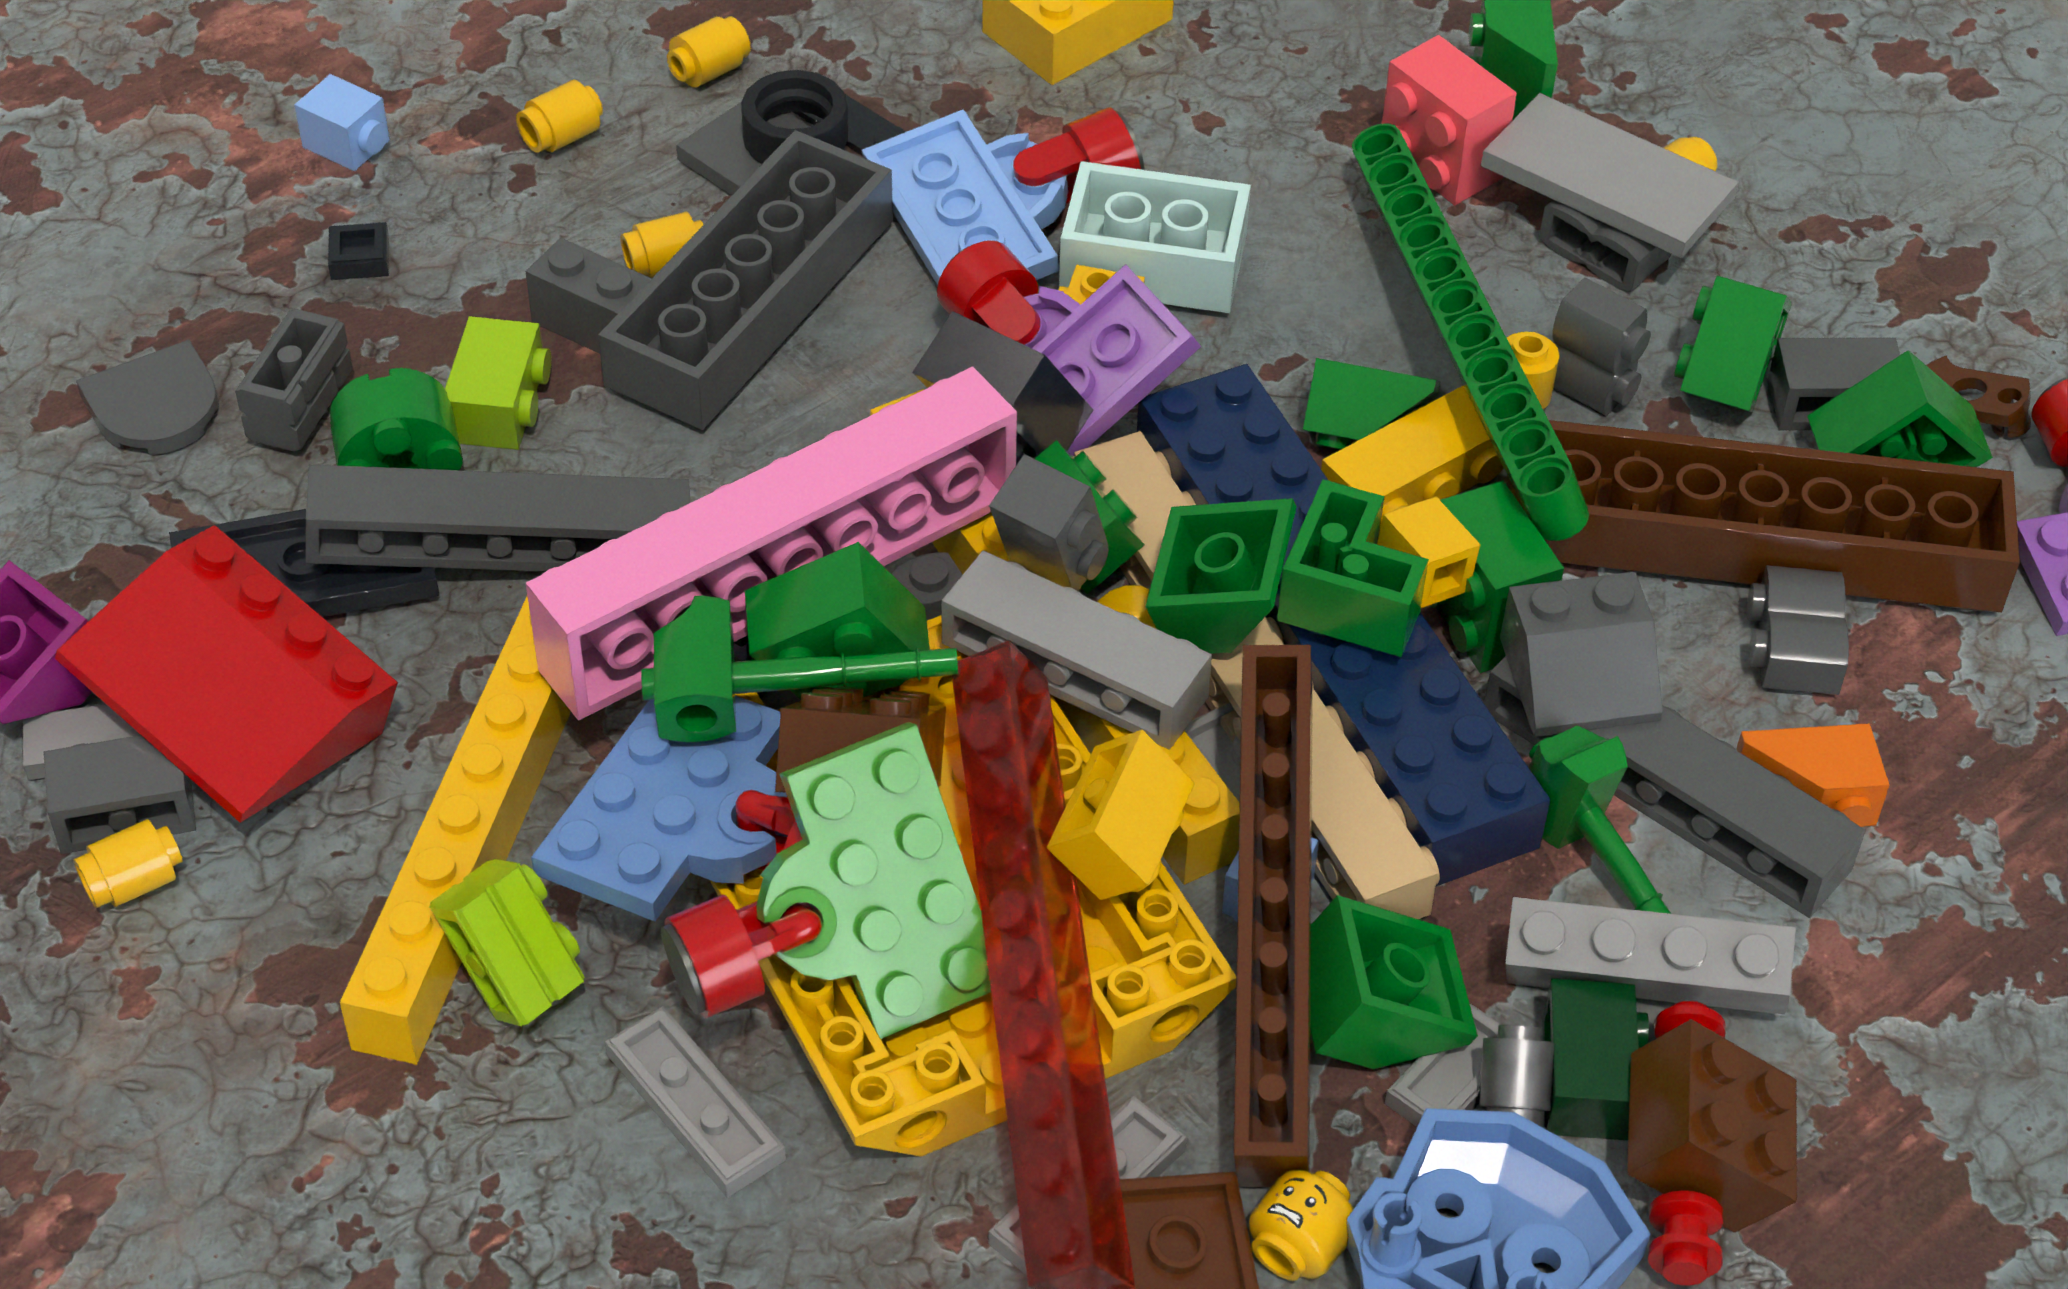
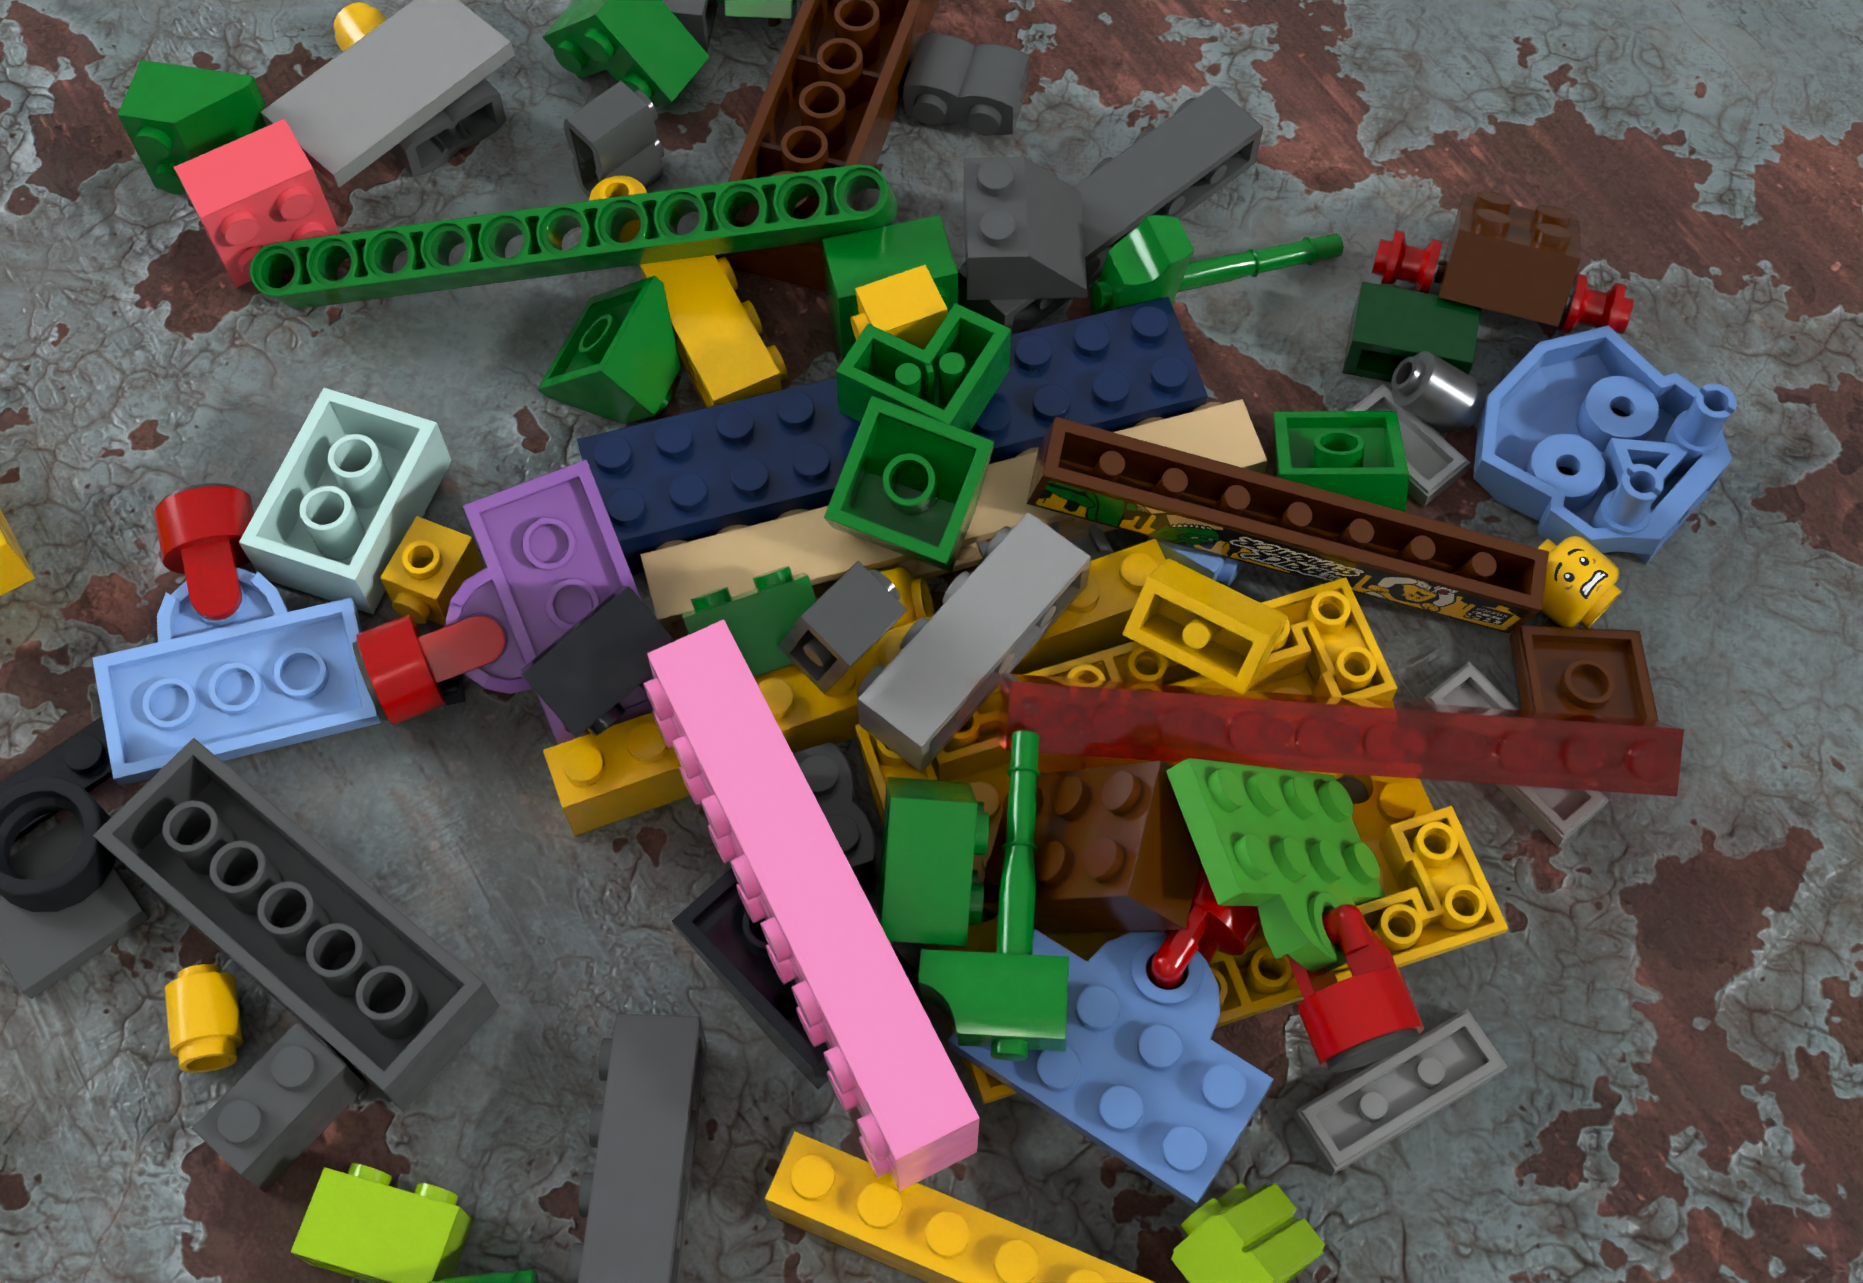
camera: 80 degrees left, 15 degrees up
(1660, 953) = (1330, 267): light grey brick -> none
(1827, 762) = (1131, 98): orange slope -> none

